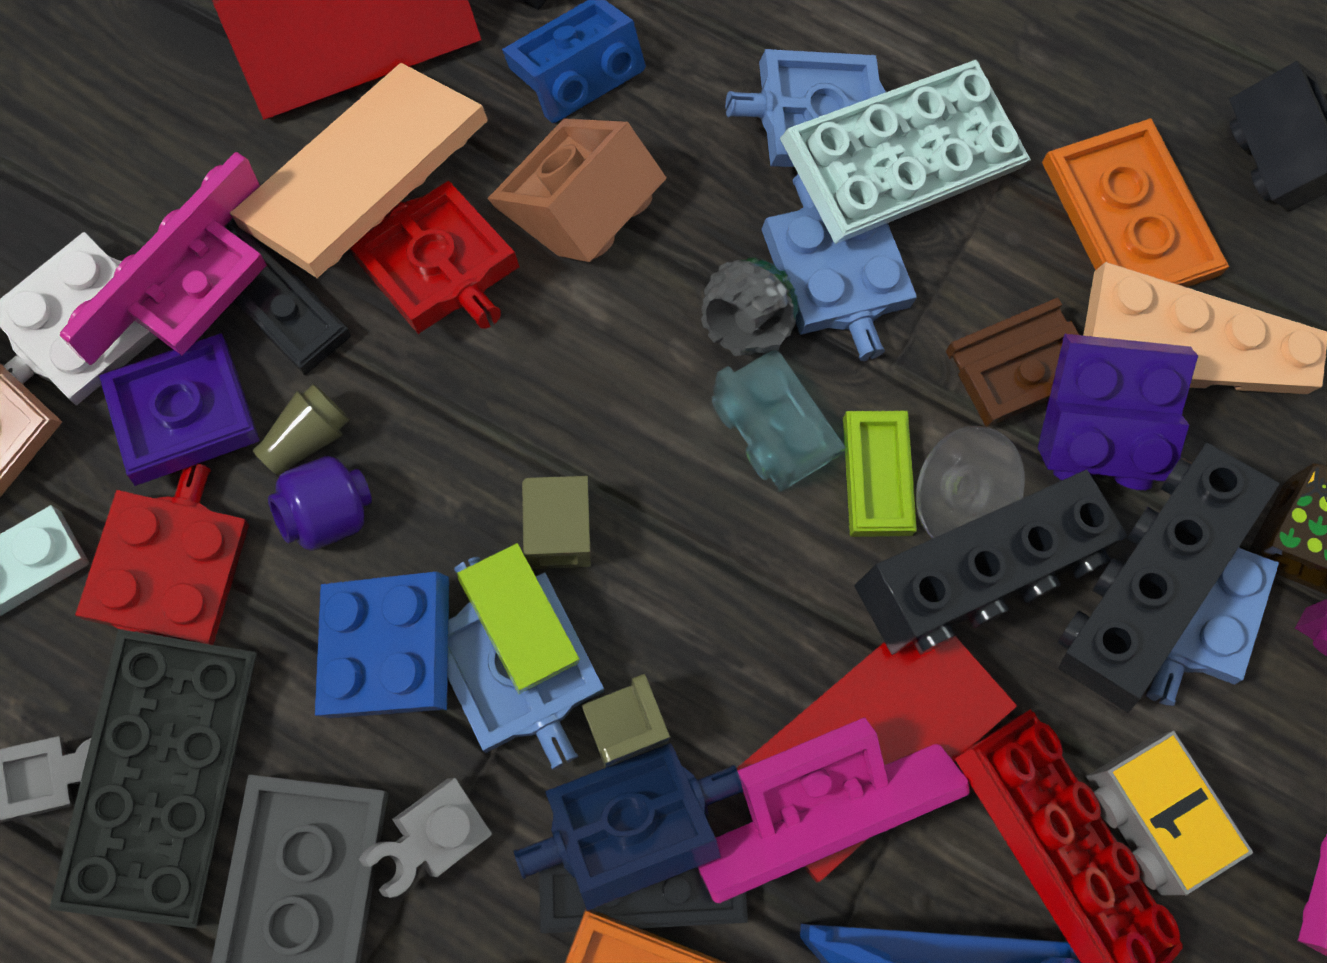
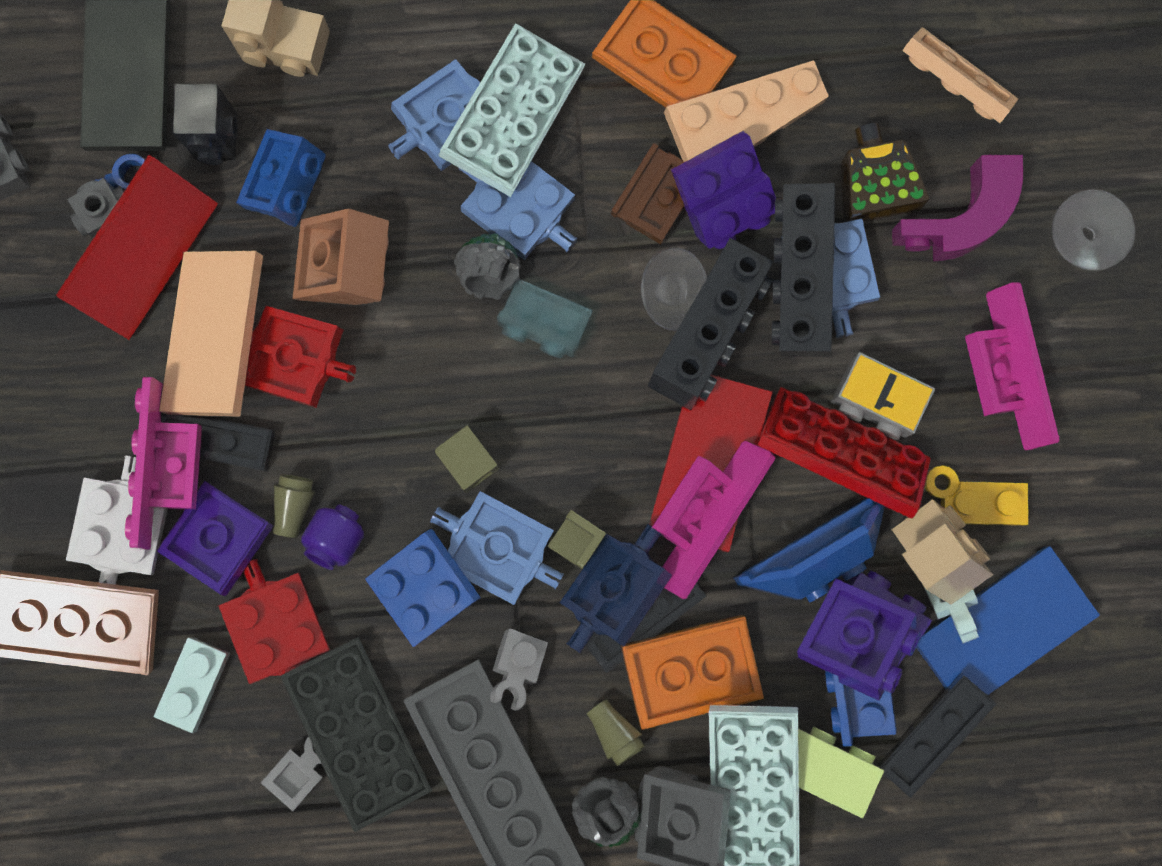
camera: 30 degrees left, 10 degrees up
(518, 618) = (484, 525): lime tile -> none
(879, 473) = (619, 311): lime tile -> none

